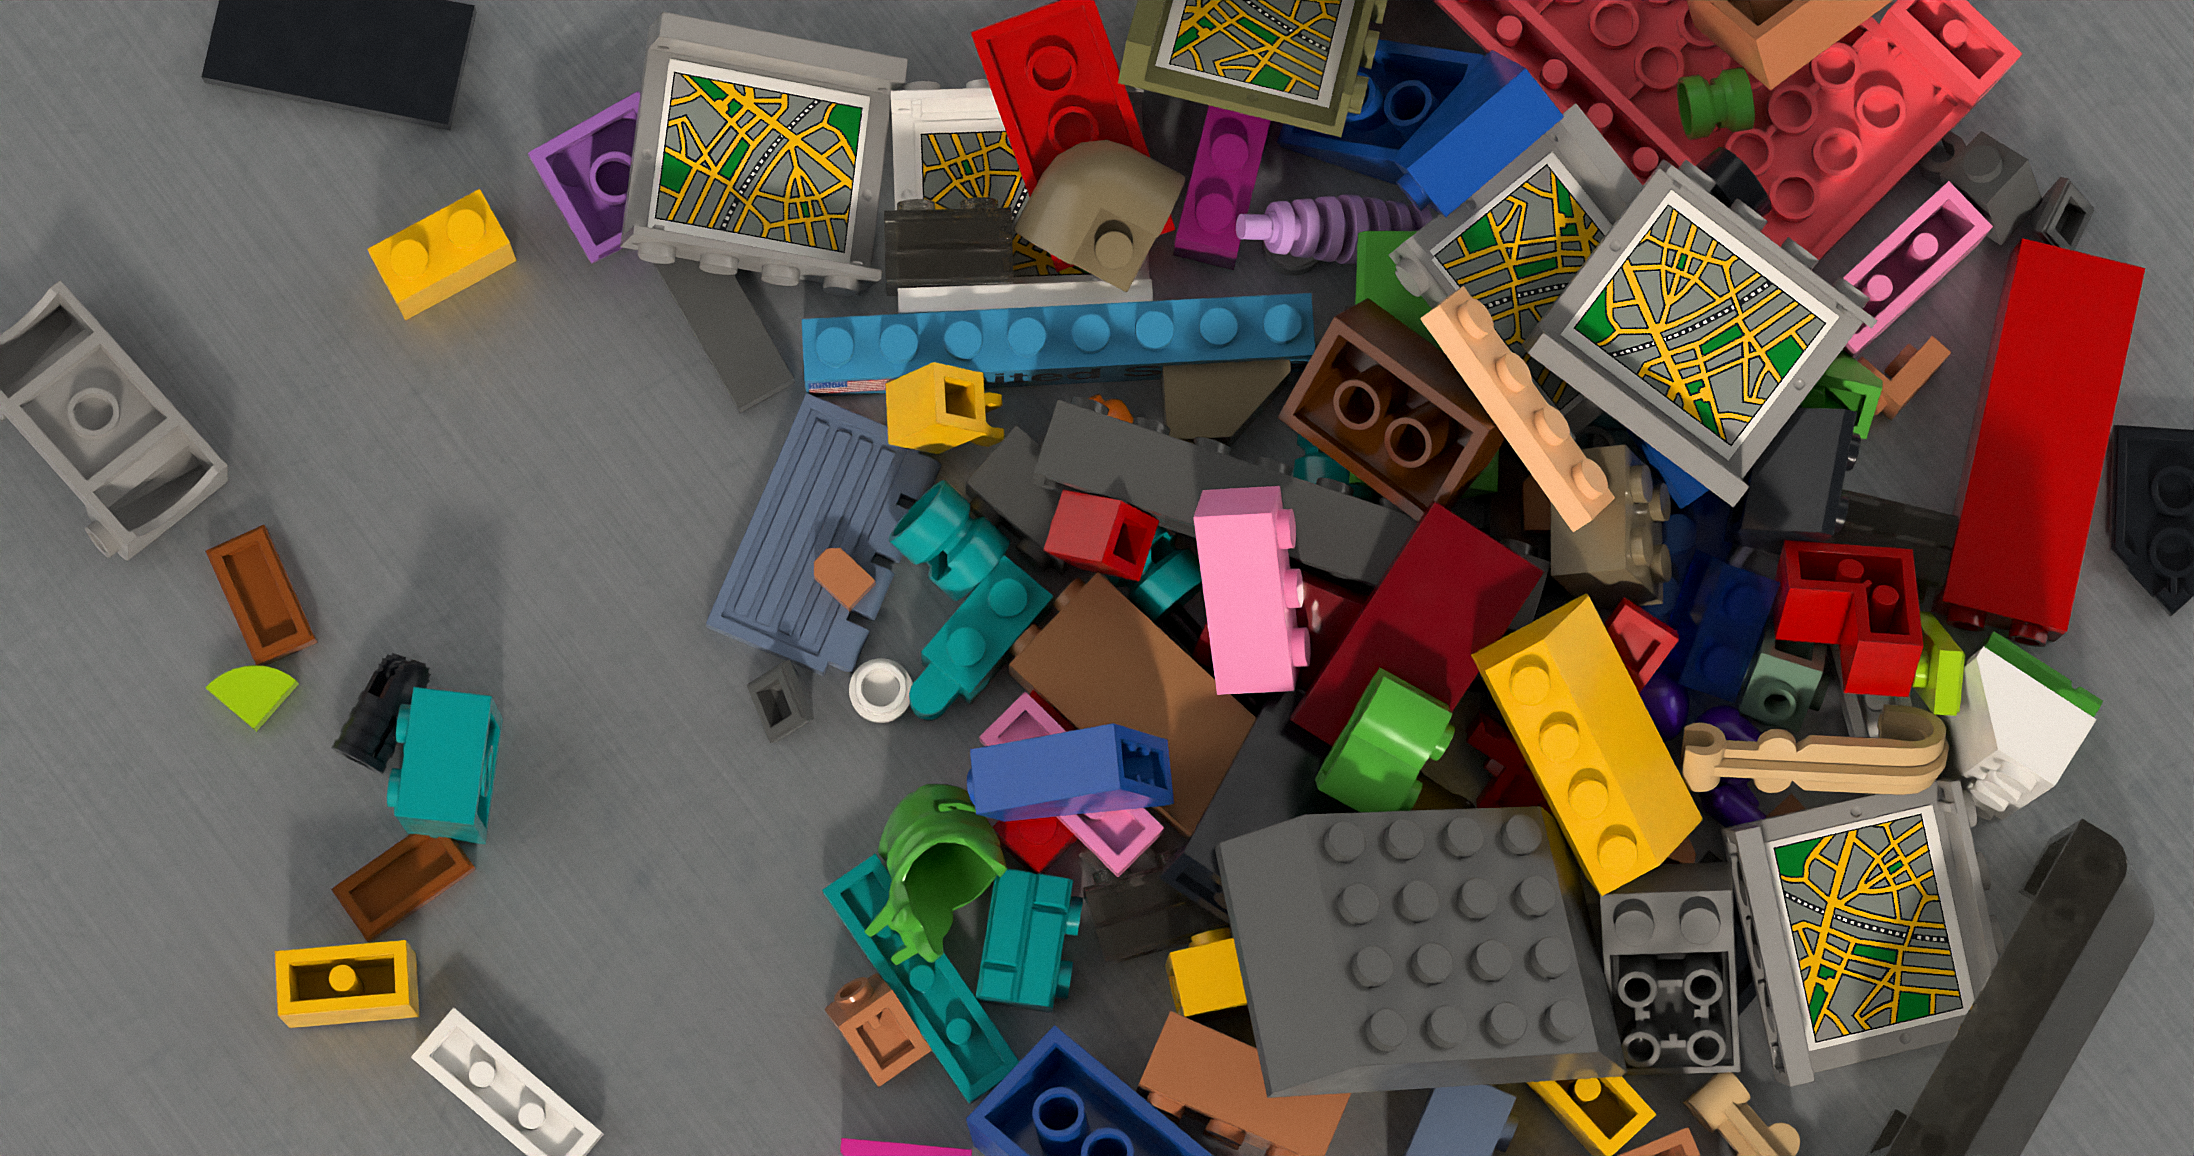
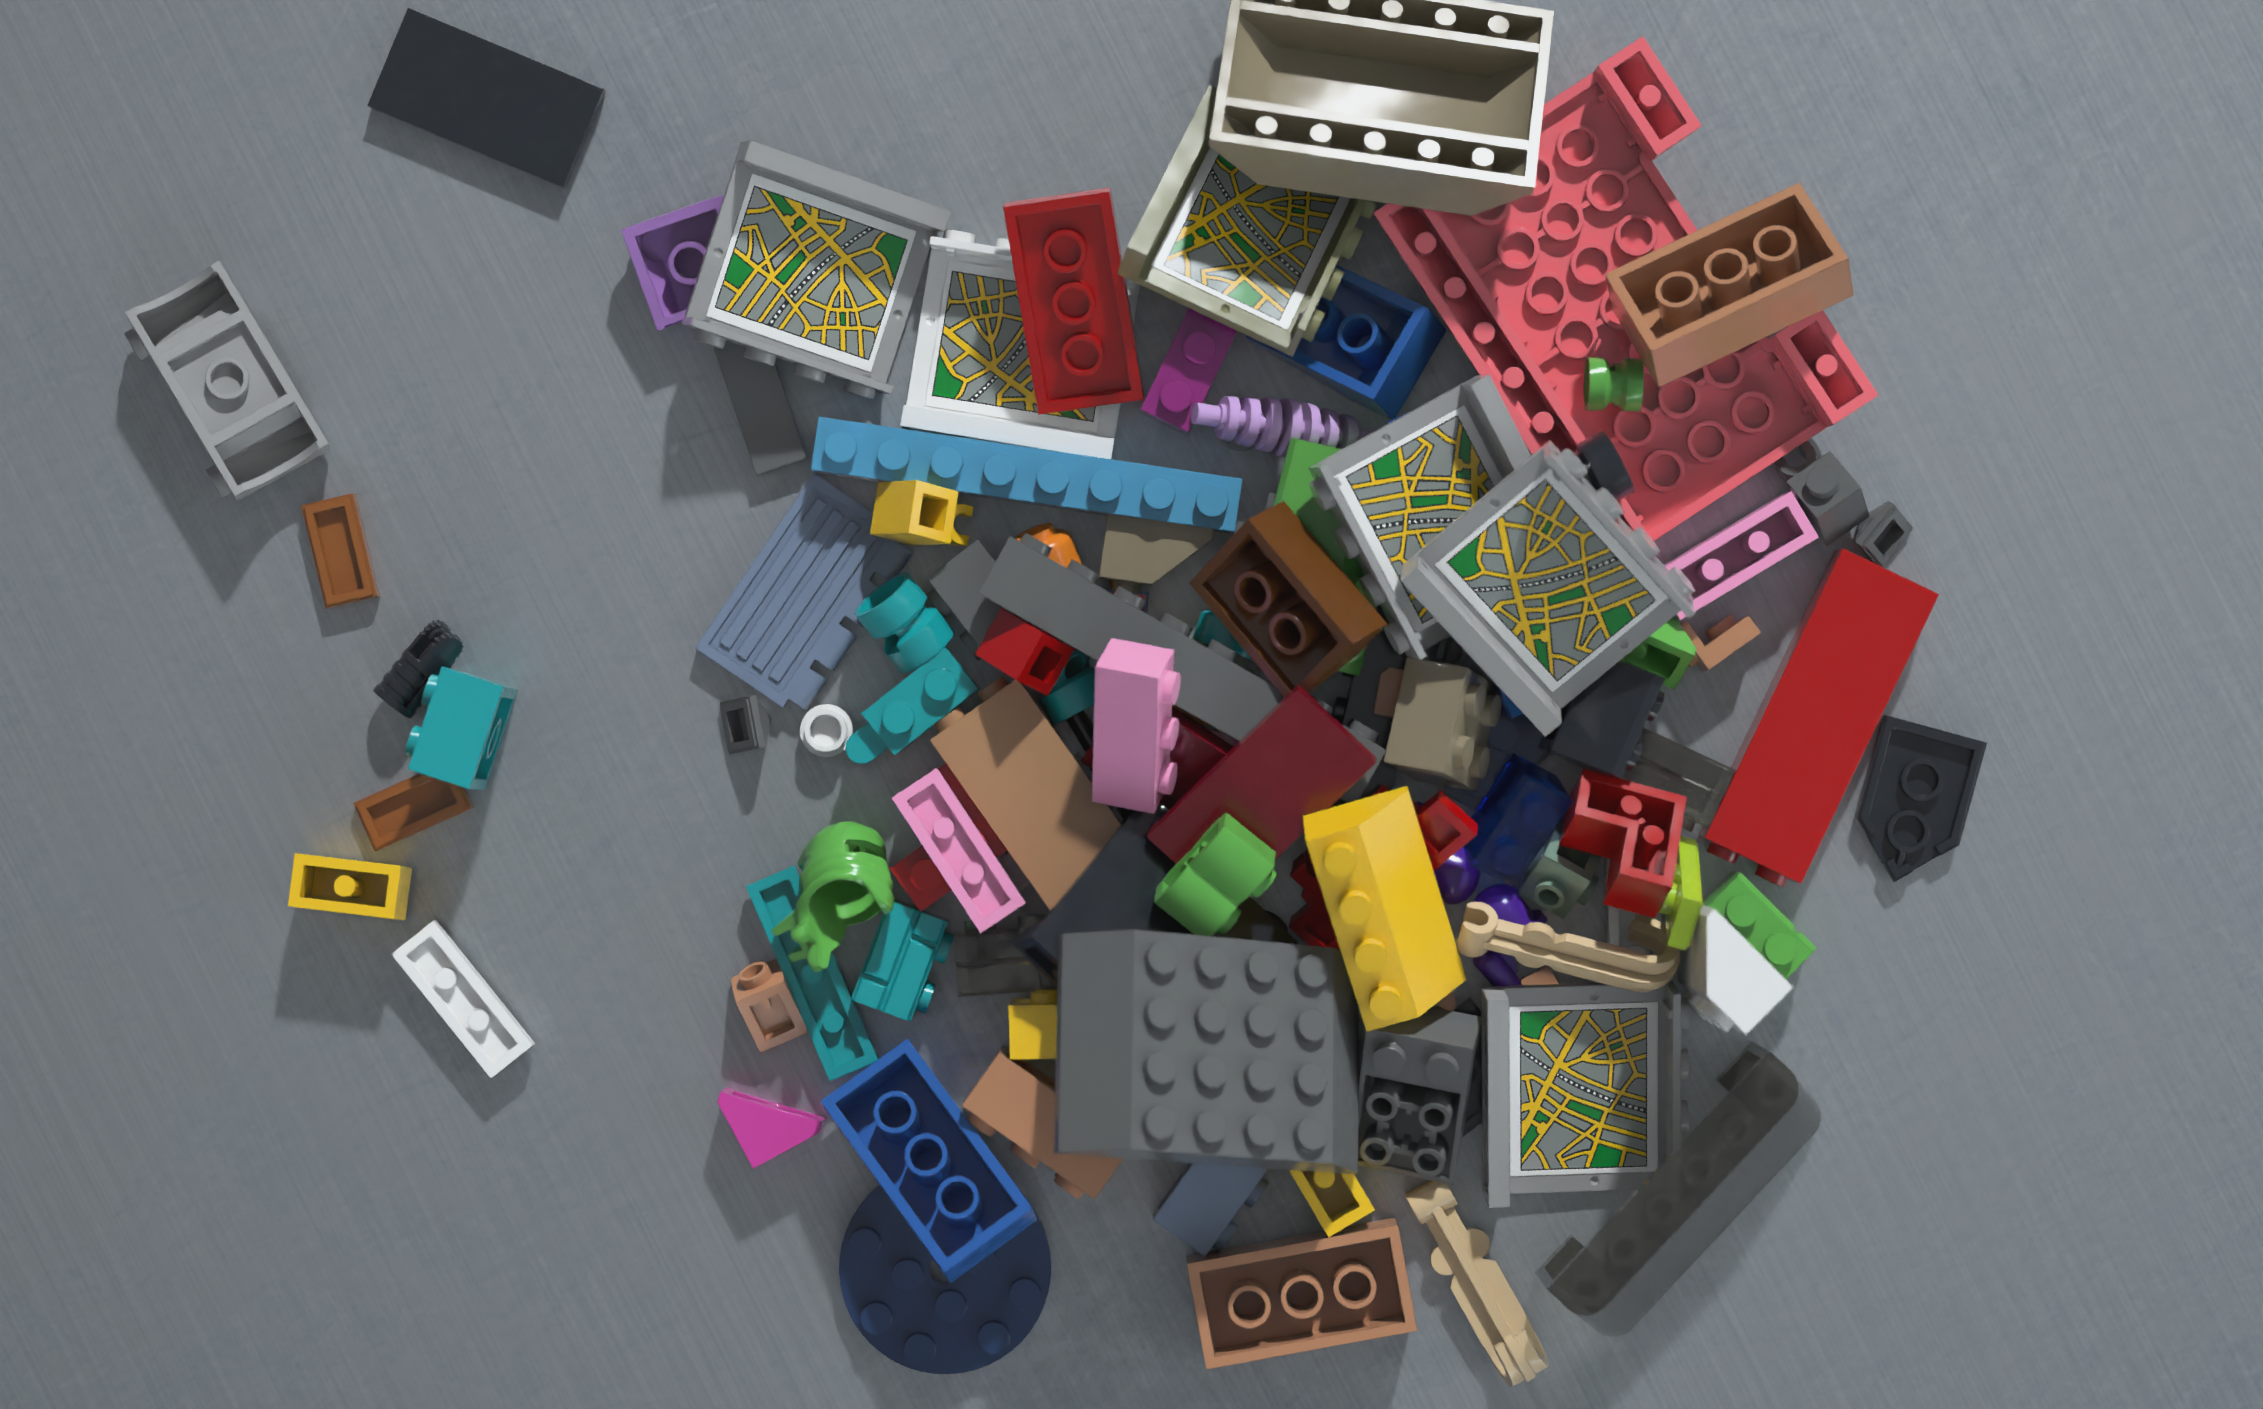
camera: 15 degrees right, 10 degrees up
(253, 692) = (319, 629): lime tile -> none
(442, 254) = (536, 298): yellow brick -> none
(842, 577) = (812, 633): nougat piece -> none
(947, 244) = (953, 377): clear smoke brick -> none
(1071, 774) = (956, 850): blue slope -> none
(1101, 209) = (1082, 375): dark tan brick -> none
(1474, 134) = (1400, 380): blue slope -> none
(1518, 409) = (1382, 626): light nougat plate -> none

